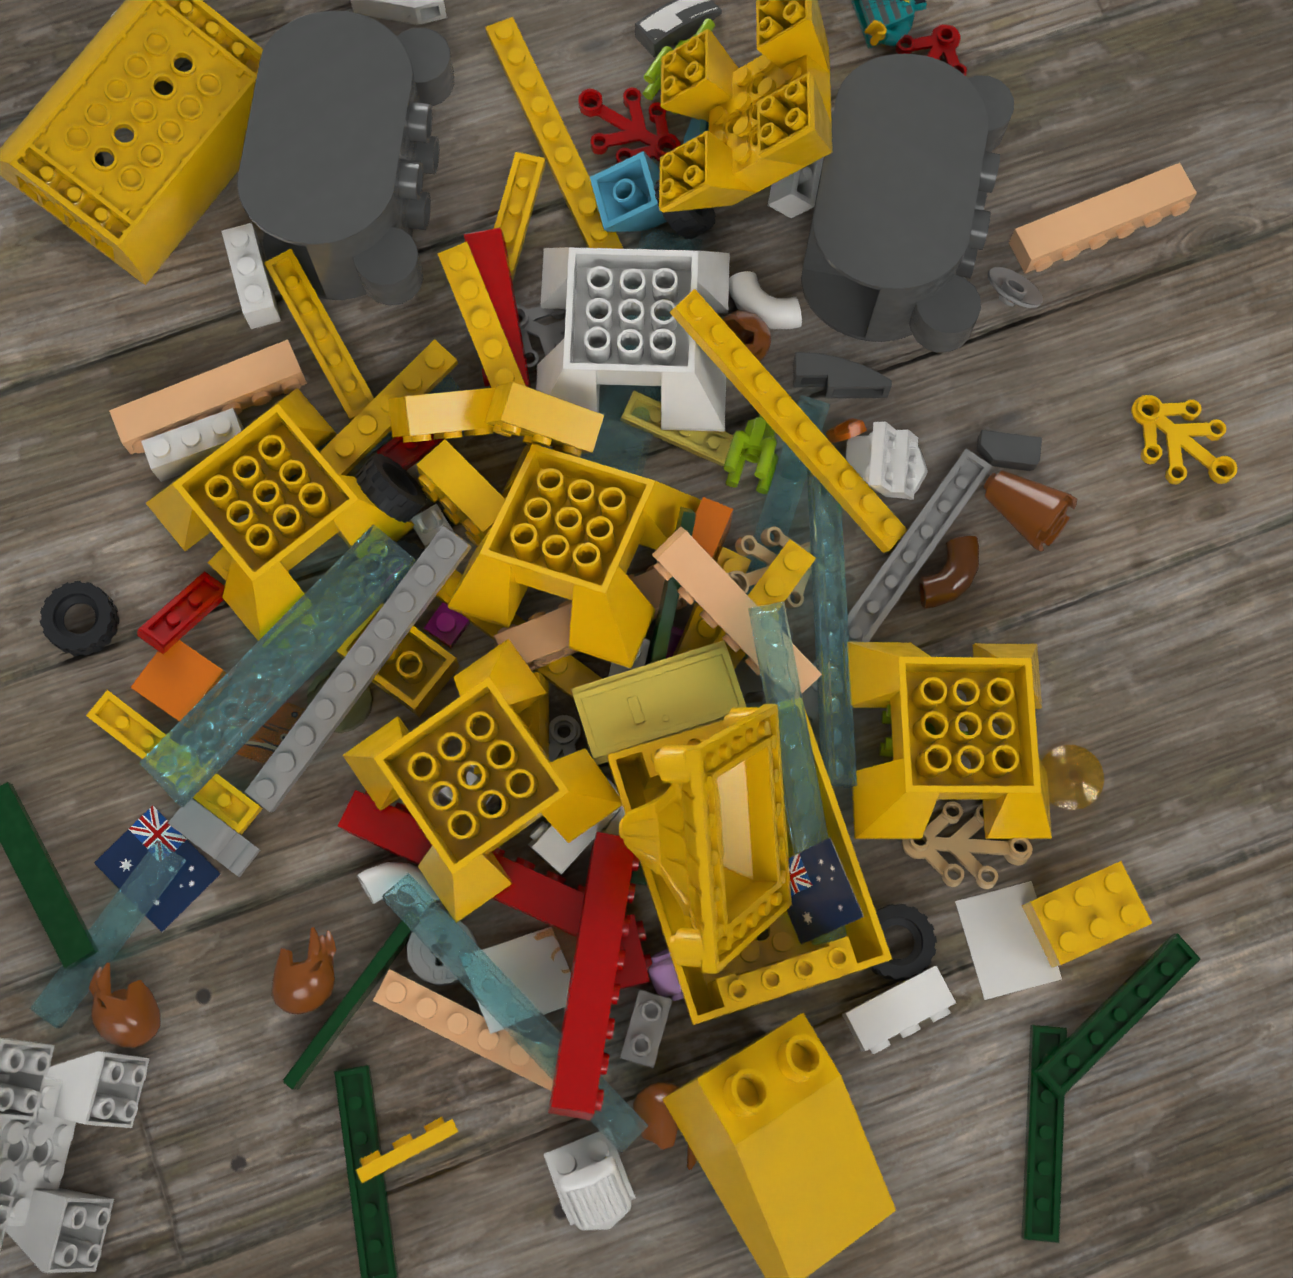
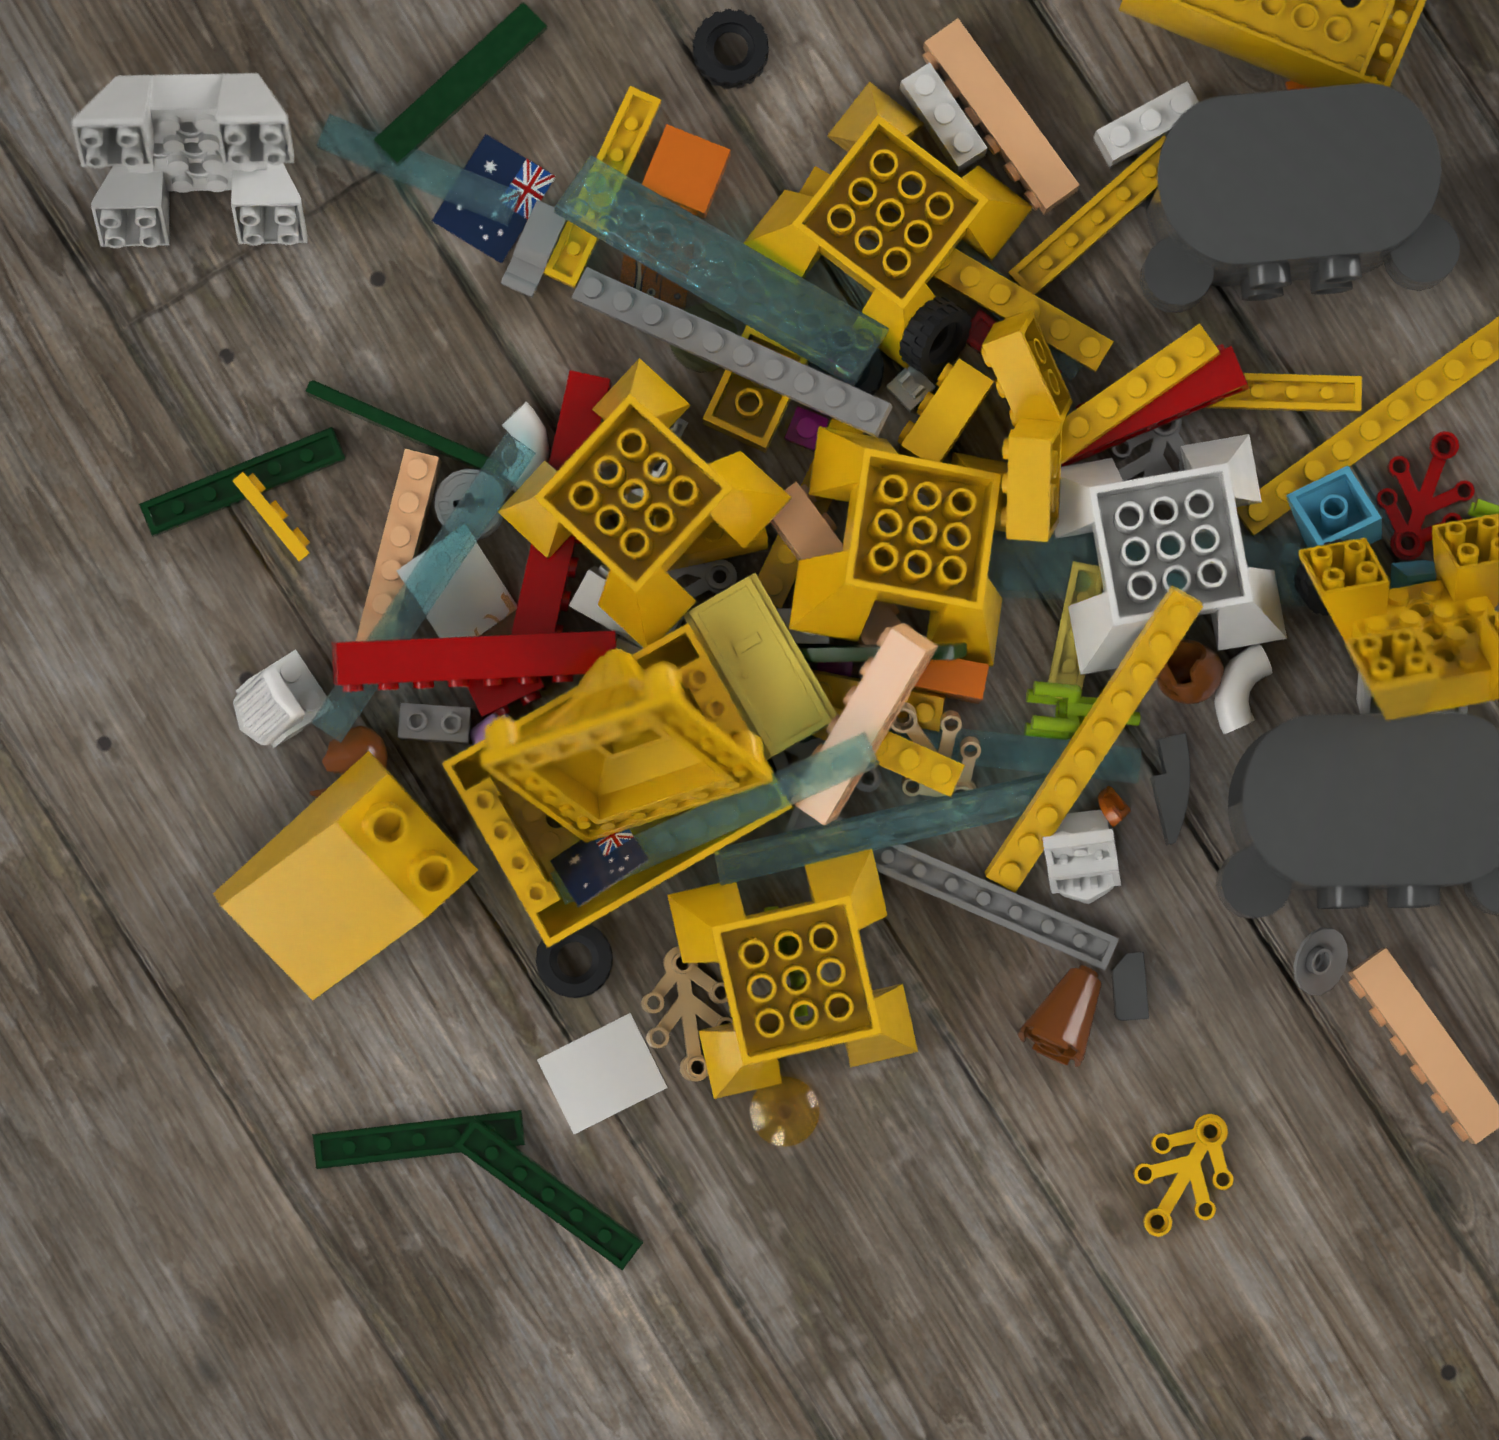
camera: 80 degrees right, 10 degrees up
(128, 1015) = (342, 211): dark orange helmet -> none
(182, 613) = (757, 155): red tile -> none
(308, 983) = (409, 378): dark orange helmet -> none
(899, 1010) = (506, 972): white brick -> none
(955, 576) = (972, 952): reddish brown cylinder -> none
(1086, 914) = (641, 1145): yellow brick -> none

